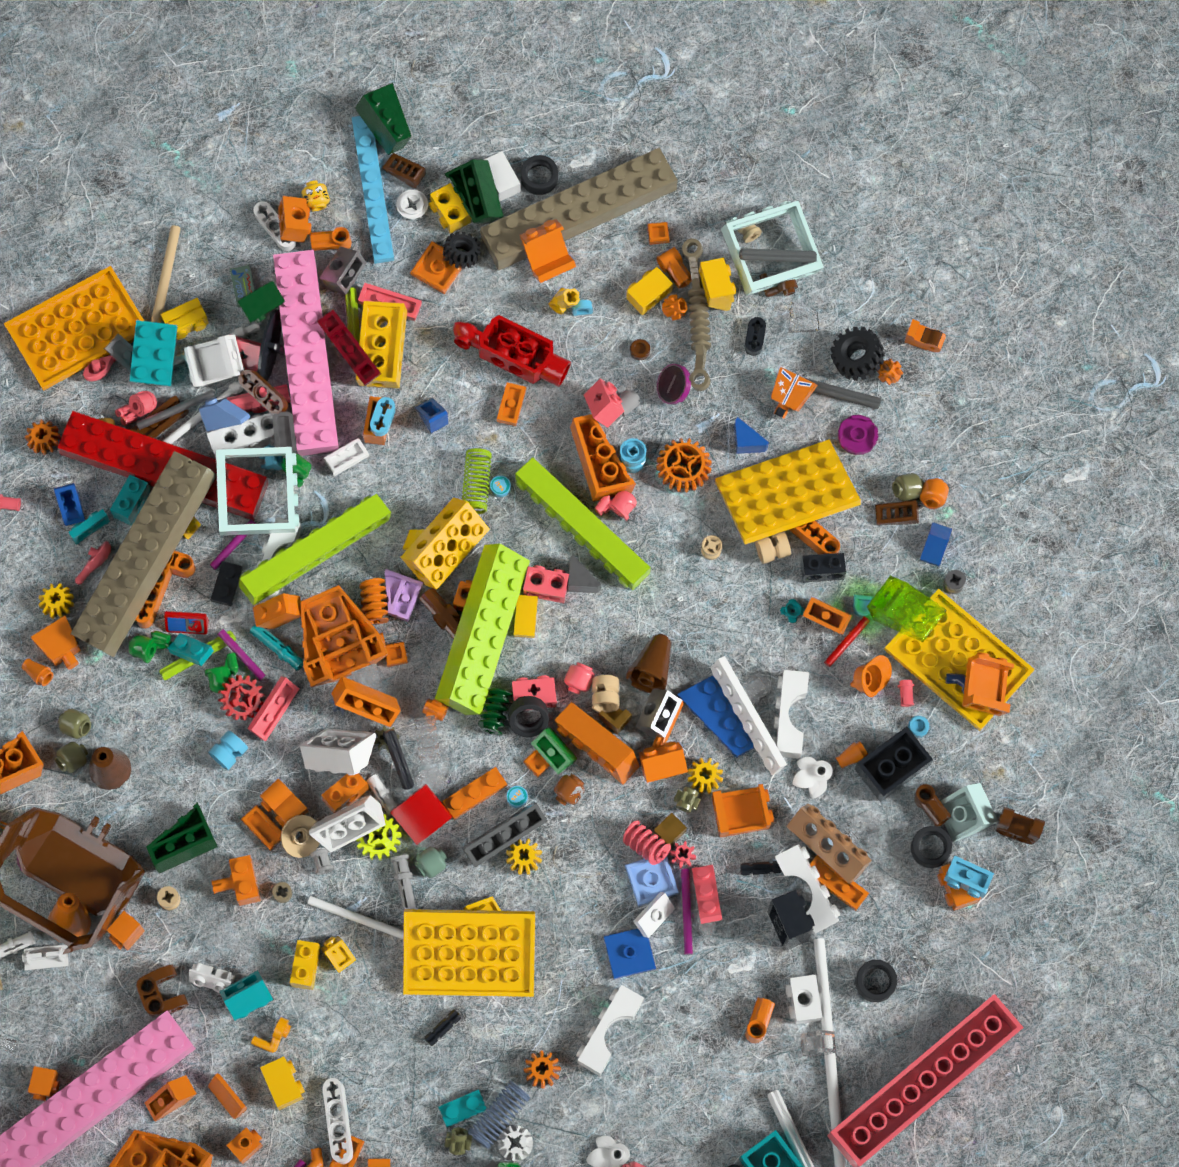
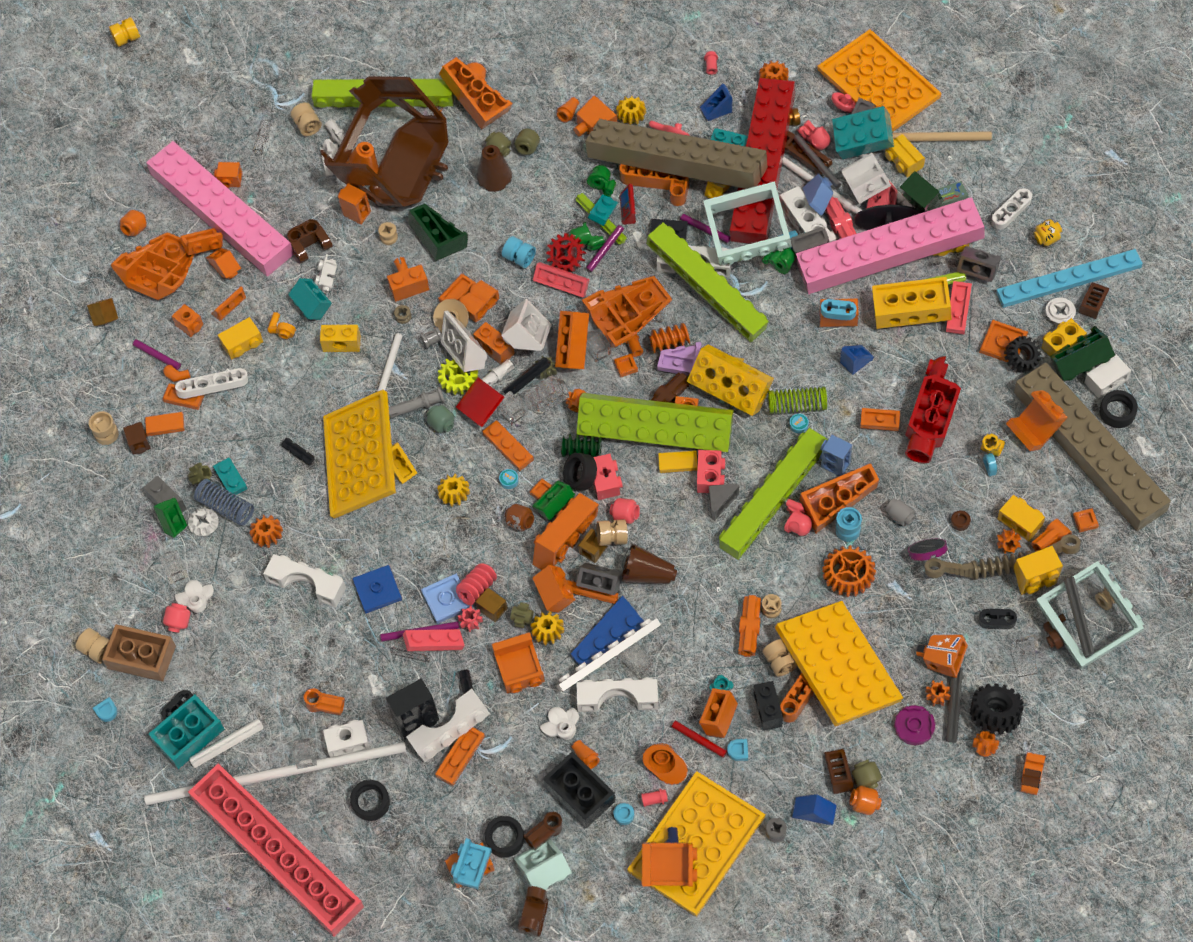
camera: 90 degrees right, 10 degrees down
(94, 522) = (699, 120): teal plate -> none
(136, 1121) = (202, 241): none -> orange bracket
(253, 390) = (838, 223): reddish brown beam -> none
(277, 611) = (645, 262): orange brick -> none
(284, 652) = (628, 259): teal pin -> none
(294, 219) = (1026, 212): orange brick -> none
(328, 239) = (1008, 252): orange piece -> none
(338, 953) = (353, 361): yellow bracket -> none
(346, 456) = (801, 297): white plate -> none
(349, 347) = (899, 272): dark red slope -> none
(385, 118) = (1140, 270): dark green wedge -> none
(504, 834) = (470, 469): dark grey brick -> none
(553, 452) = (836, 455): none -> medium blue brick
(604, 402) = (893, 489): coral brick -> none
(654, 914) = (411, 601): white plate -> none
(731, 572) = (749, 626): none -> orange piece
(747, 439) = (886, 622): blue slope -> none
(818, 841) = (493, 740): medium nougat brick -> none
(830, 399) = (937, 687): none -> orange gear
(905, 609) = (735, 780): clear neon green slope -> none

